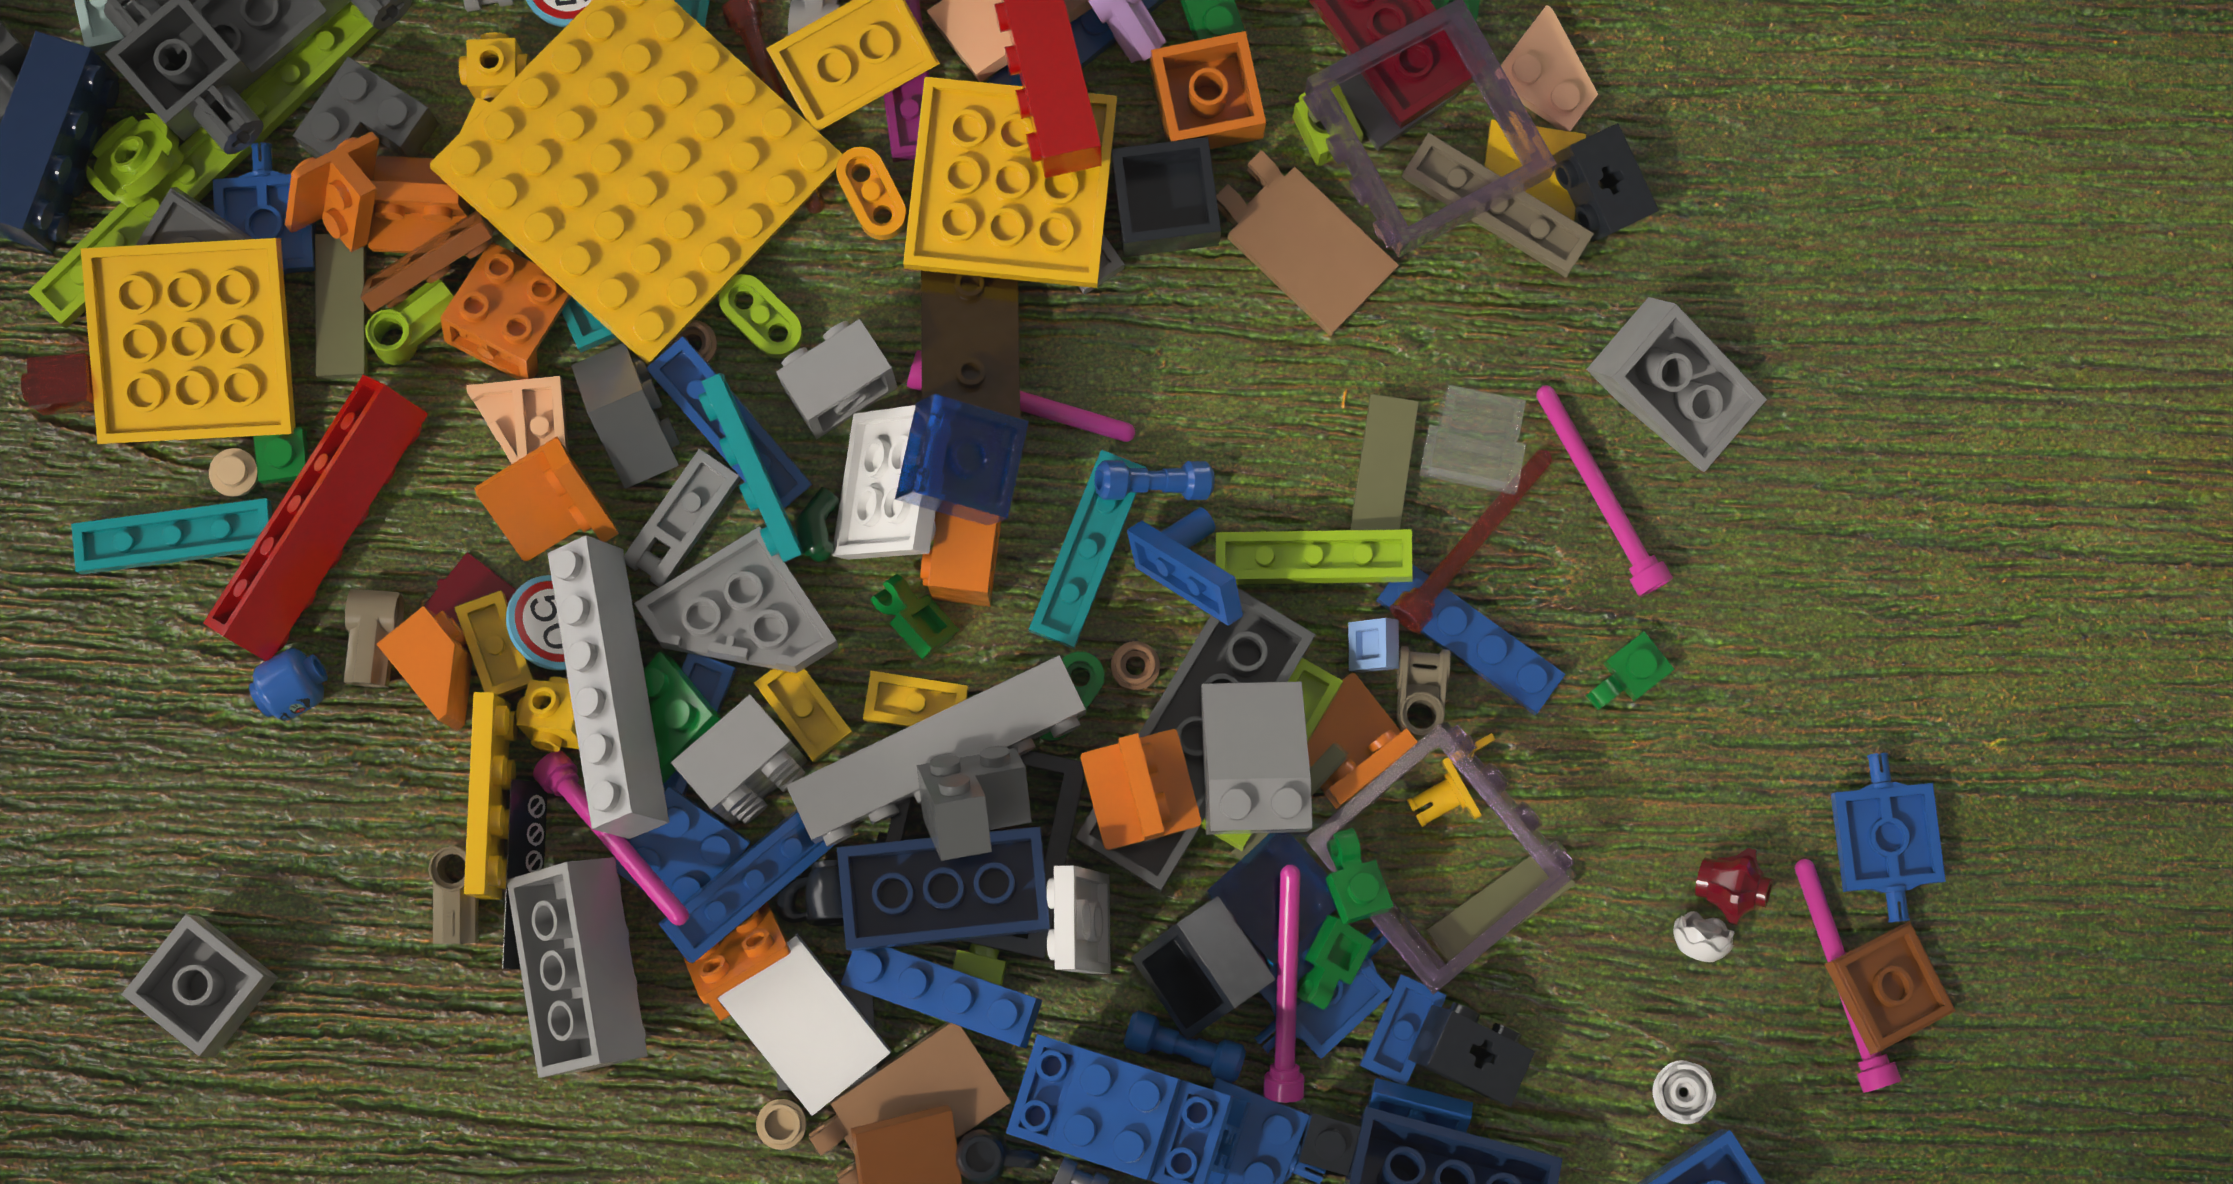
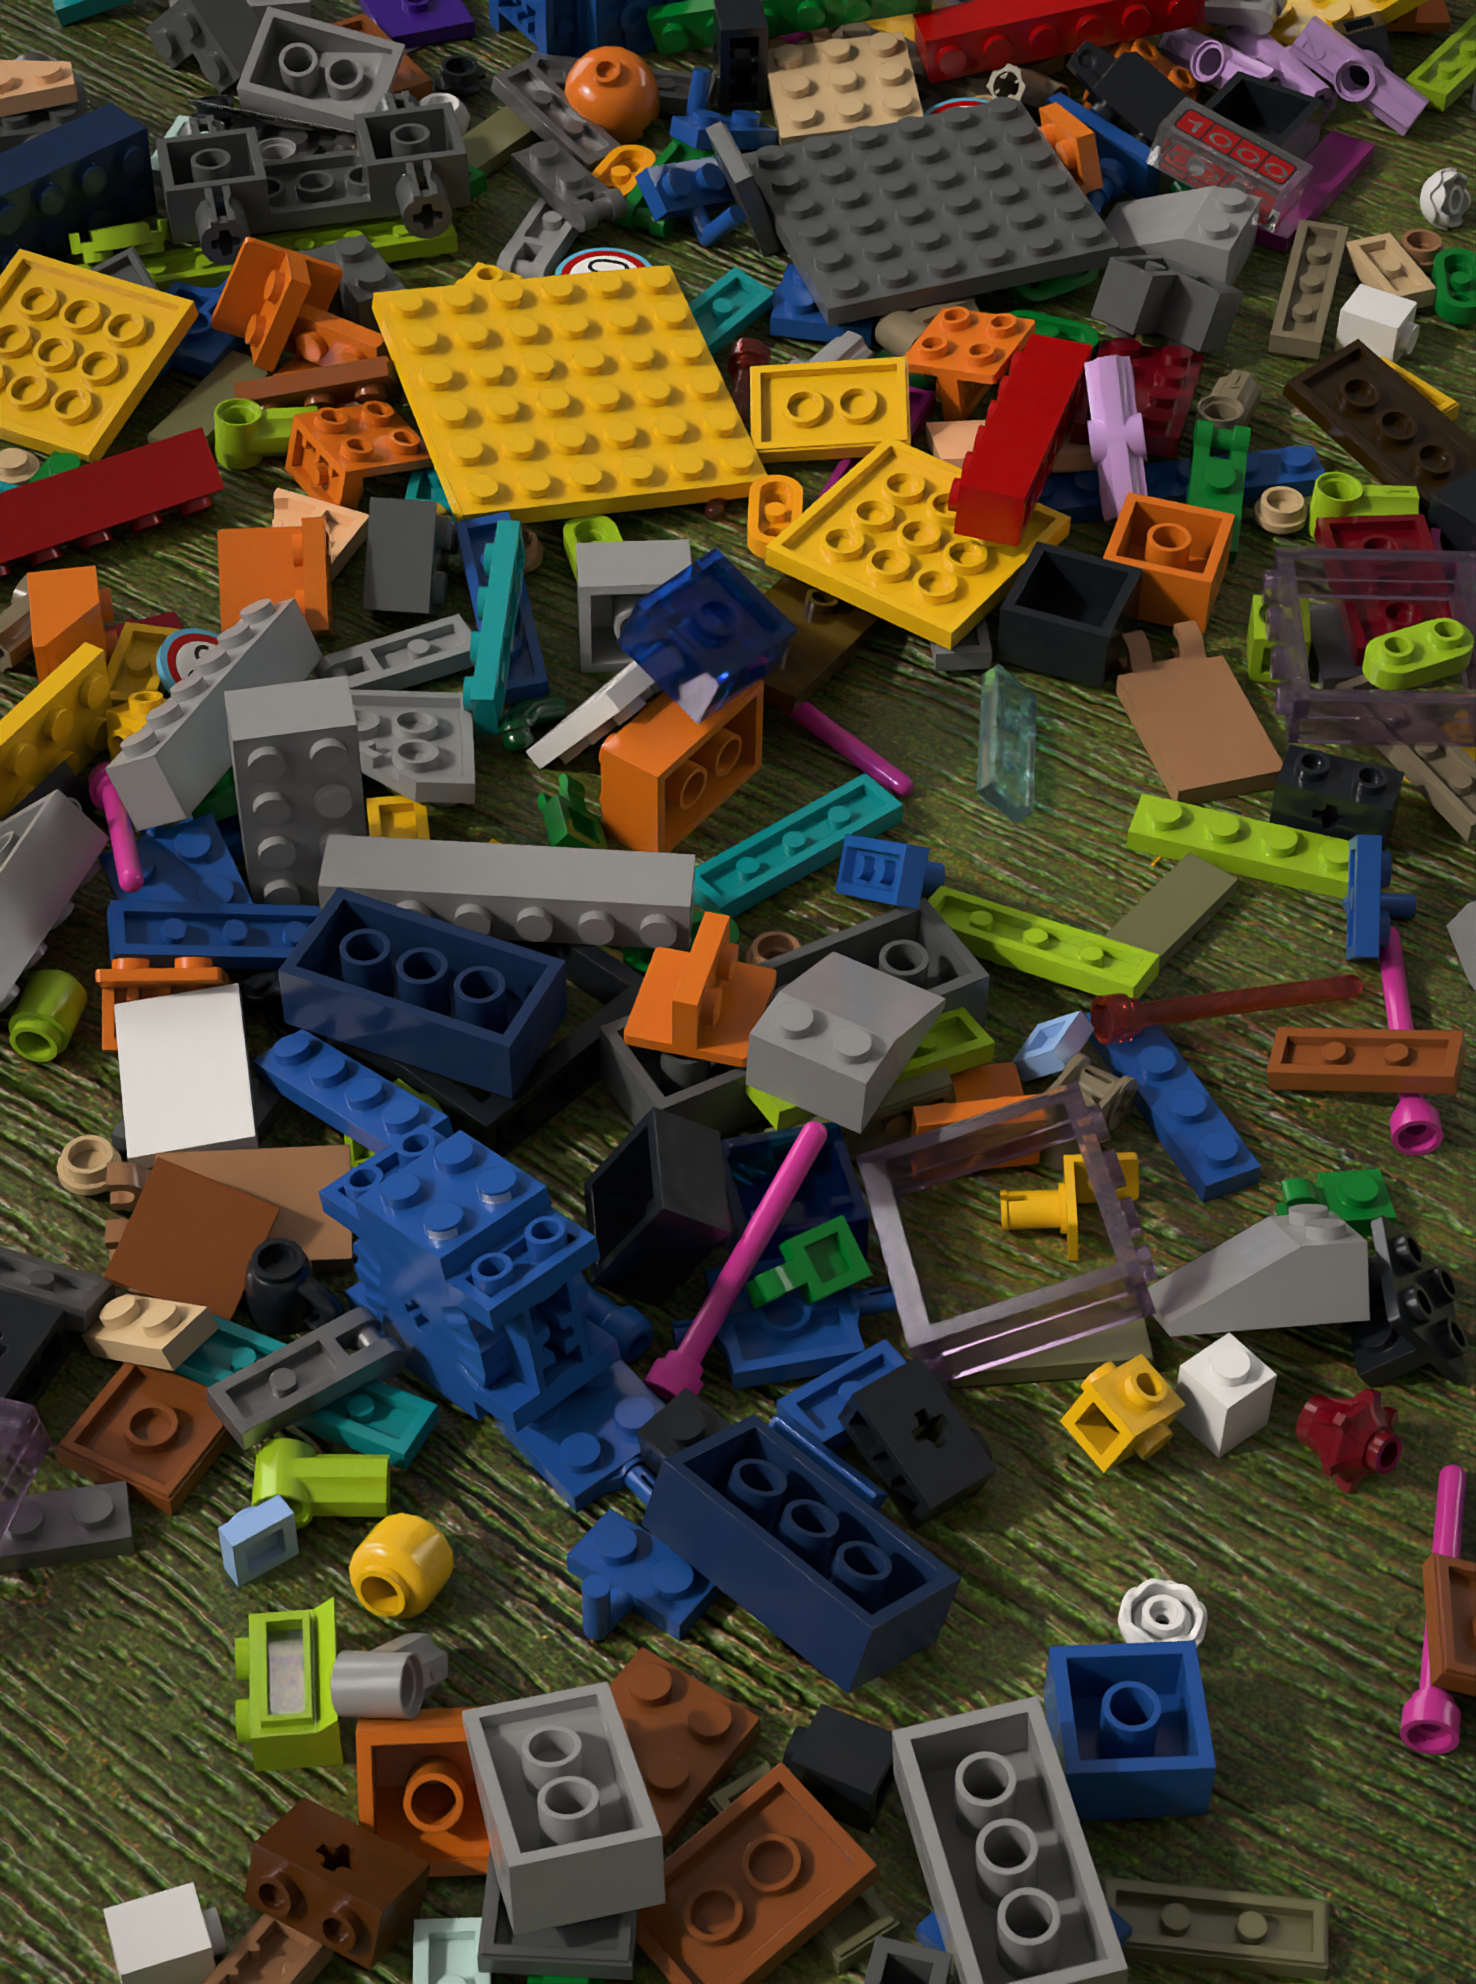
camera: 30 degrees right, 35 degrees down
(664, 1015) = (46, 1015): none -> lime brick
(970, 797) = (499, 897): dark grey brick -> none
(1080, 920) = (552, 1089): white plate -> none
(1115, 480) = (863, 787): blue piece -> none
(1184, 354) = (1006, 744): none -> clear light blue plate
(1355, 886) = (883, 1197): green plate -> none
(1406, 356) = (1241, 845): none -> lime plate
(1454, 288) = (1335, 795): none -> black brick
(1471, 145) = (1418, 654): none -> lime plate
(1476, 440) = (1281, 916): clear plate -> none
(1522, 376) = (1365, 905): none -> blue plate
(1586, 952) = (1123, 1412): none -> yellow brick
(1596, 545) = (1367, 1060): none -> dark orange plate
(1625, 798) = (1270, 1276): none -> light grey slope
(1639, 896) = (1224, 1394): none -> white brick
(1702, 938) = (1279, 1475): white plate -> none
(1719, 757) = (1408, 1312): none -> black bracket

